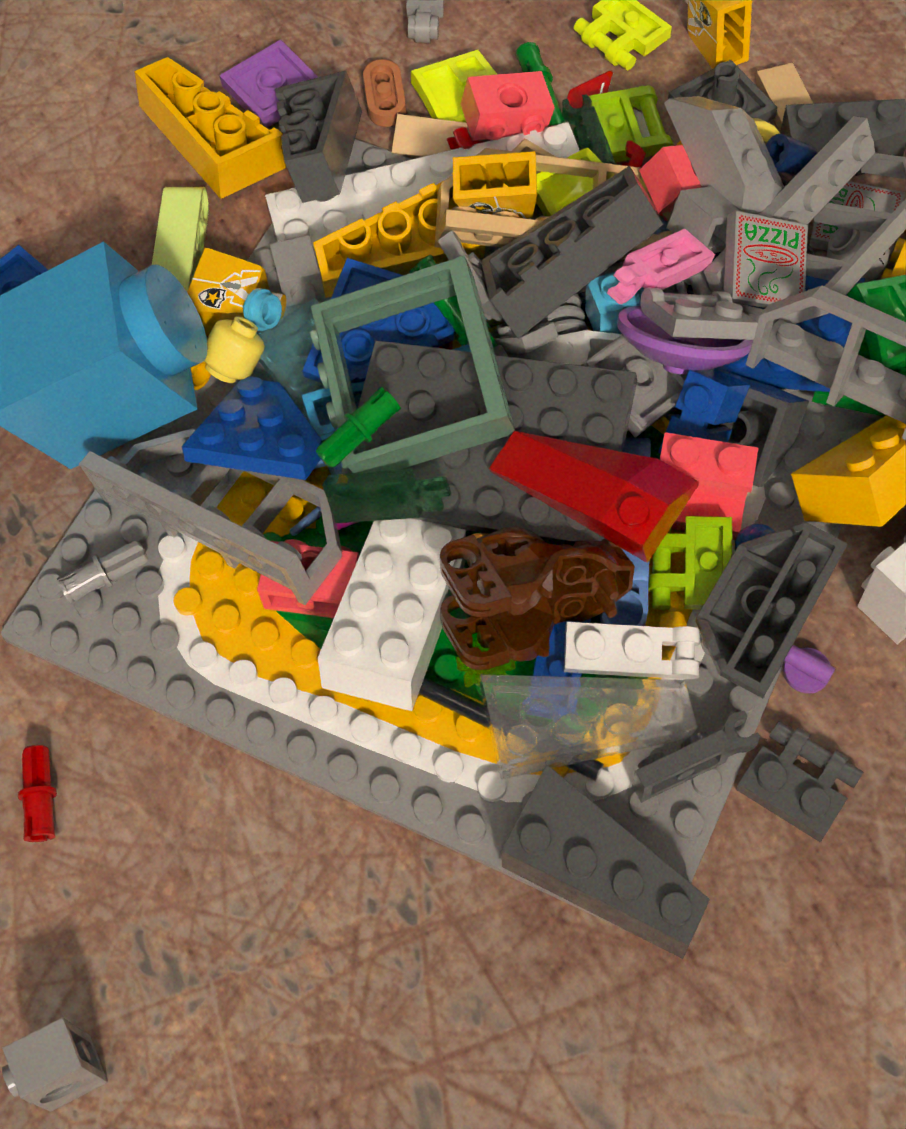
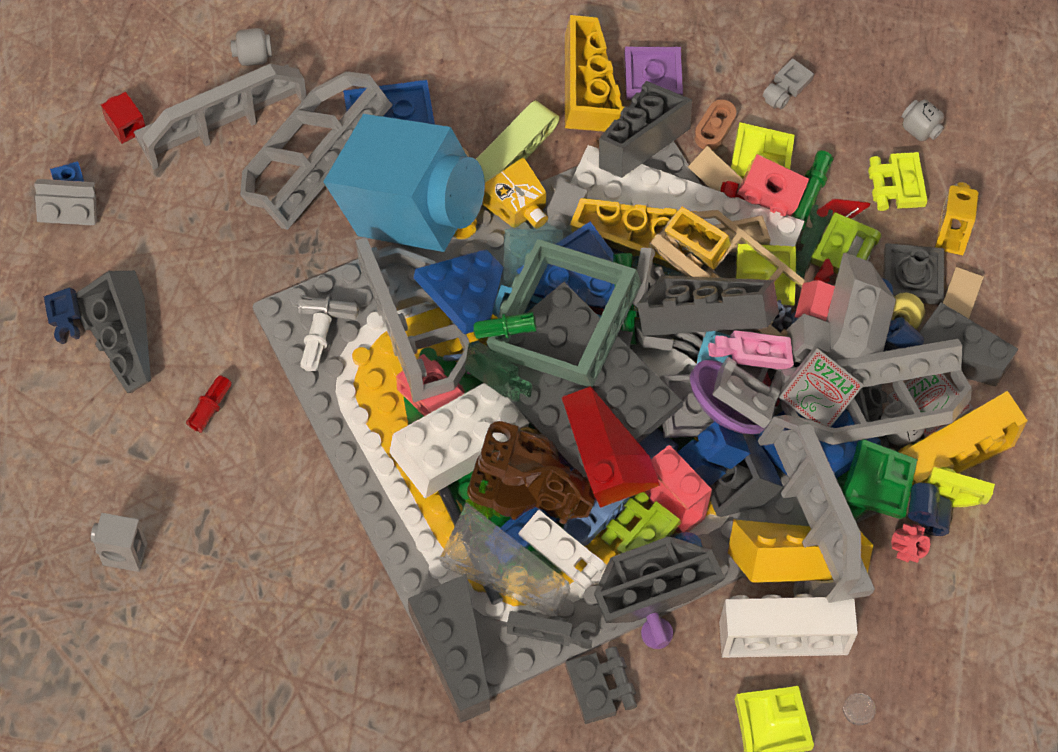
camera: 30 degrees right, 0 degrees up
(118, 621) = (315, 342): none -> white axle
(233, 349) = (490, 230): light yellow head -> none
(262, 309) = (524, 218): medium azure plate -> none

